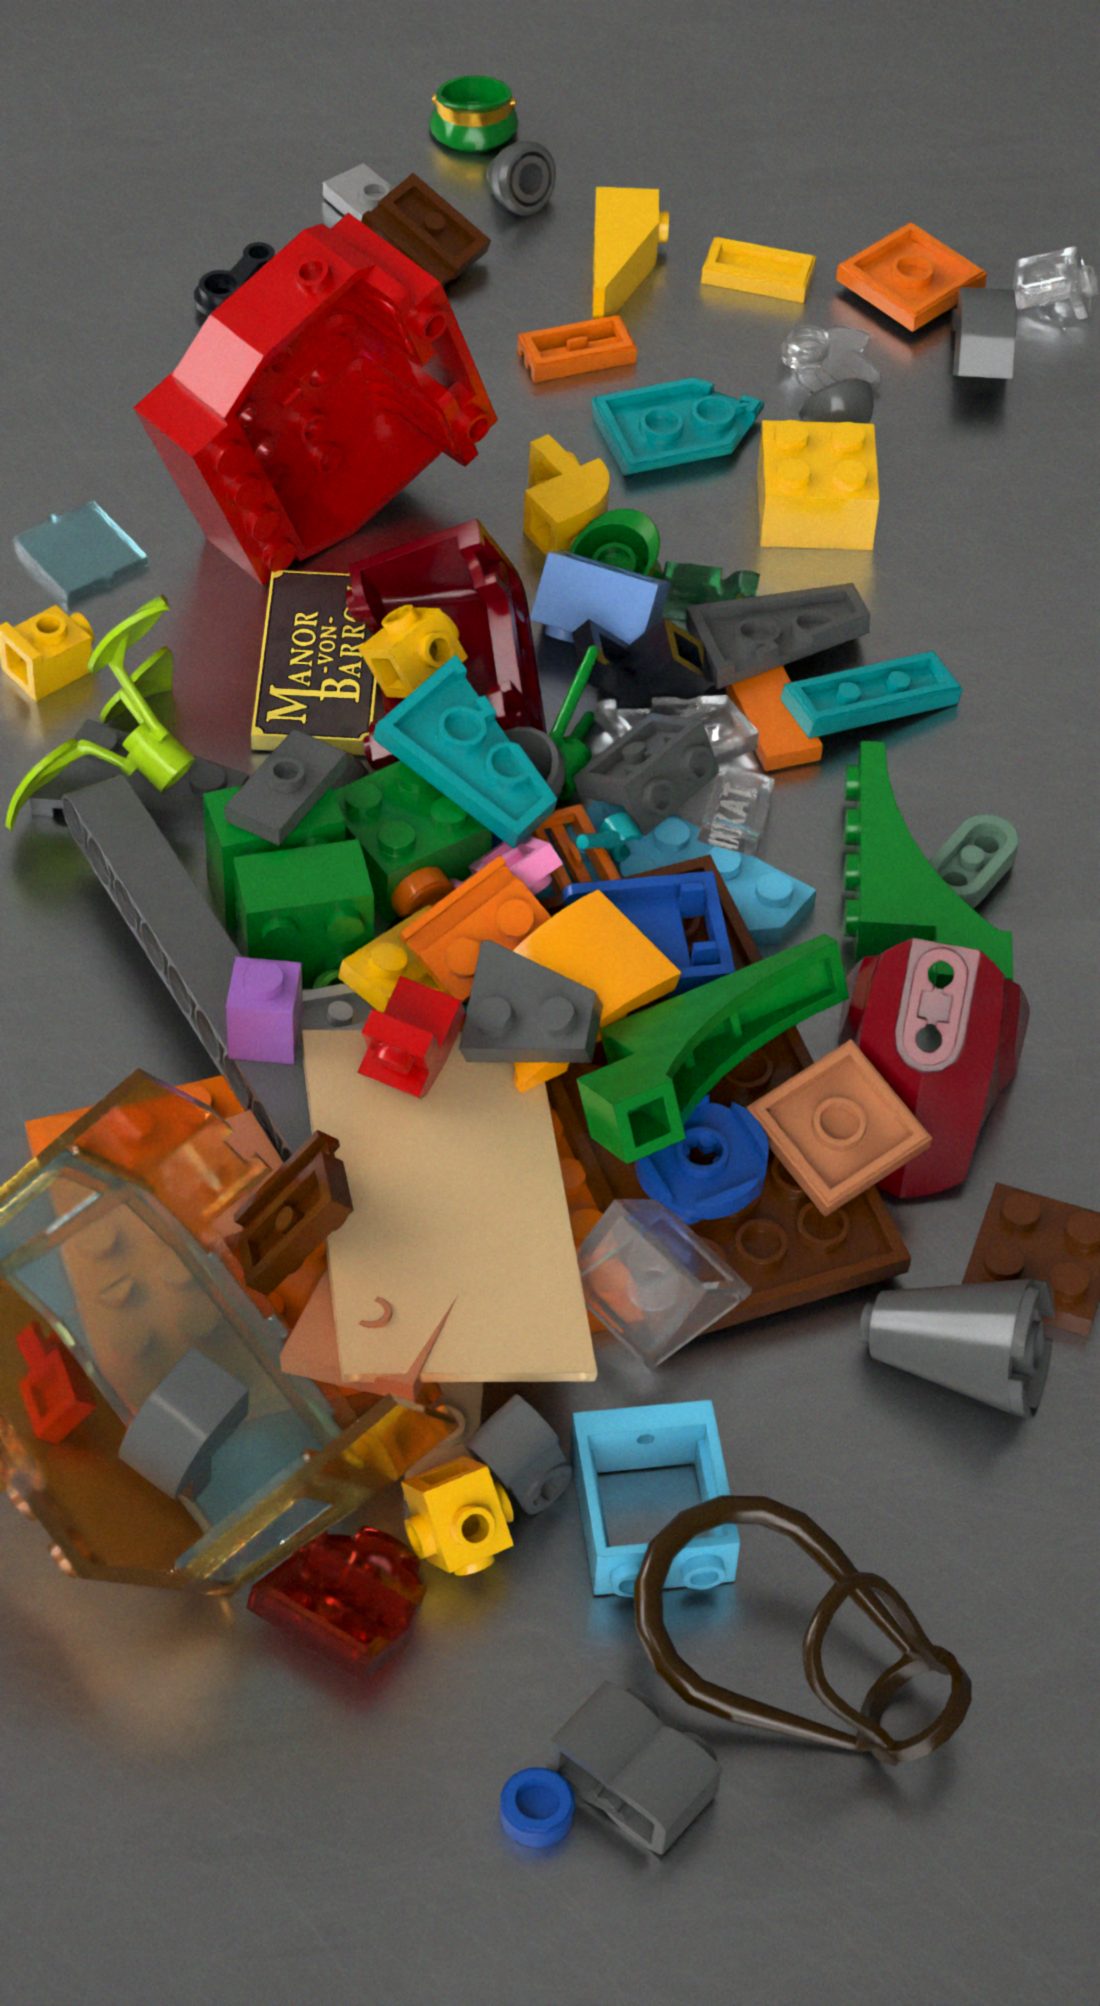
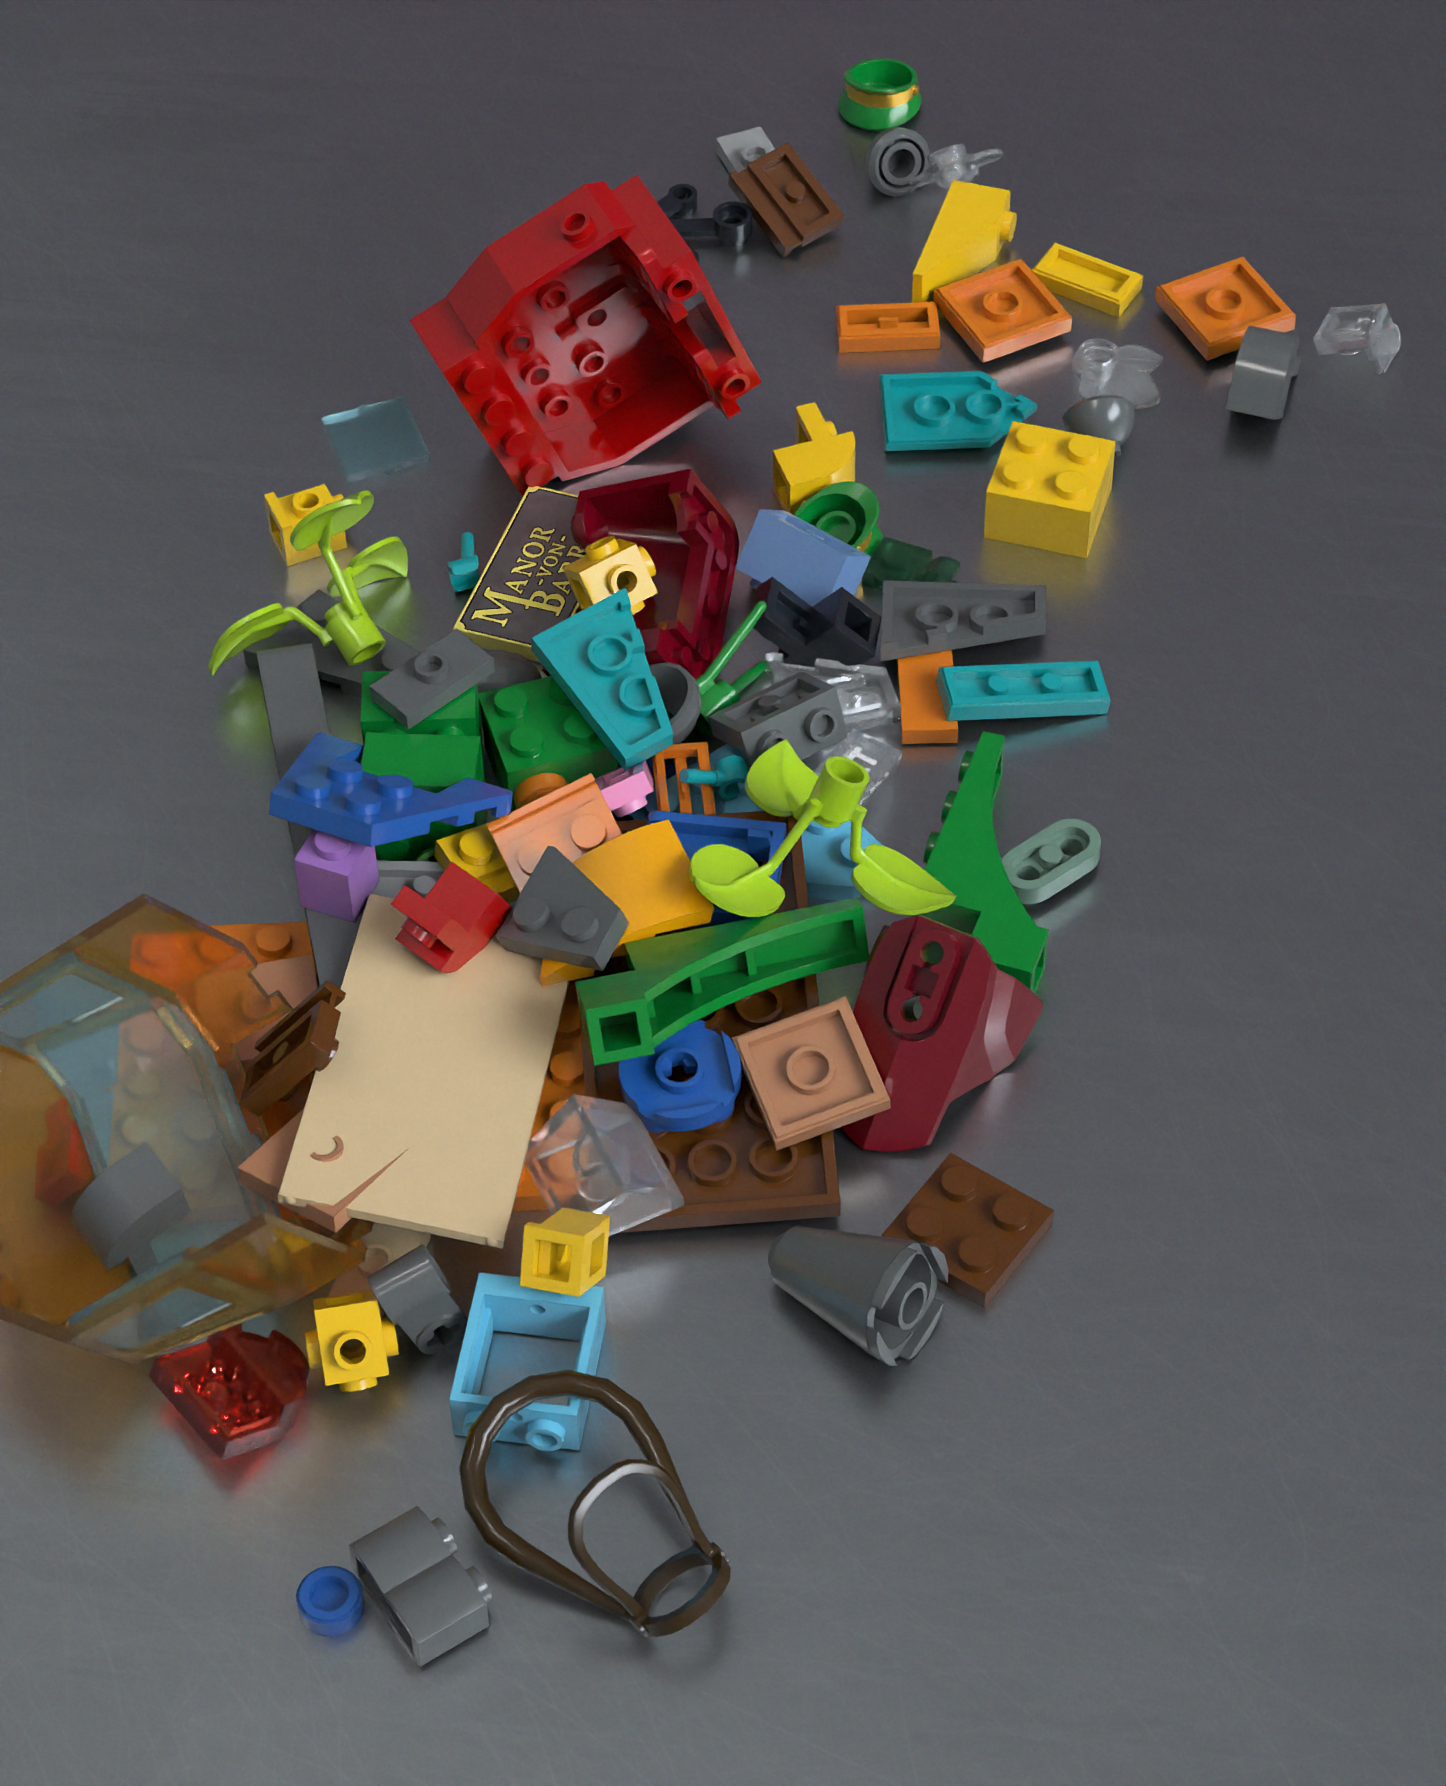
camera: 20 degrees right, 0 degrees up
(234, 673) = (464, 571): none -> teal hand
(282, 936) = (335, 796): none -> blue wing
(587, 173) = (954, 164): none -> clear plate
(664, 1371) = (565, 1252): none -> yellow brick
(690, 313) = (1002, 310): none -> orange plate
(771, 836) = (788, 787): none -> lime plant

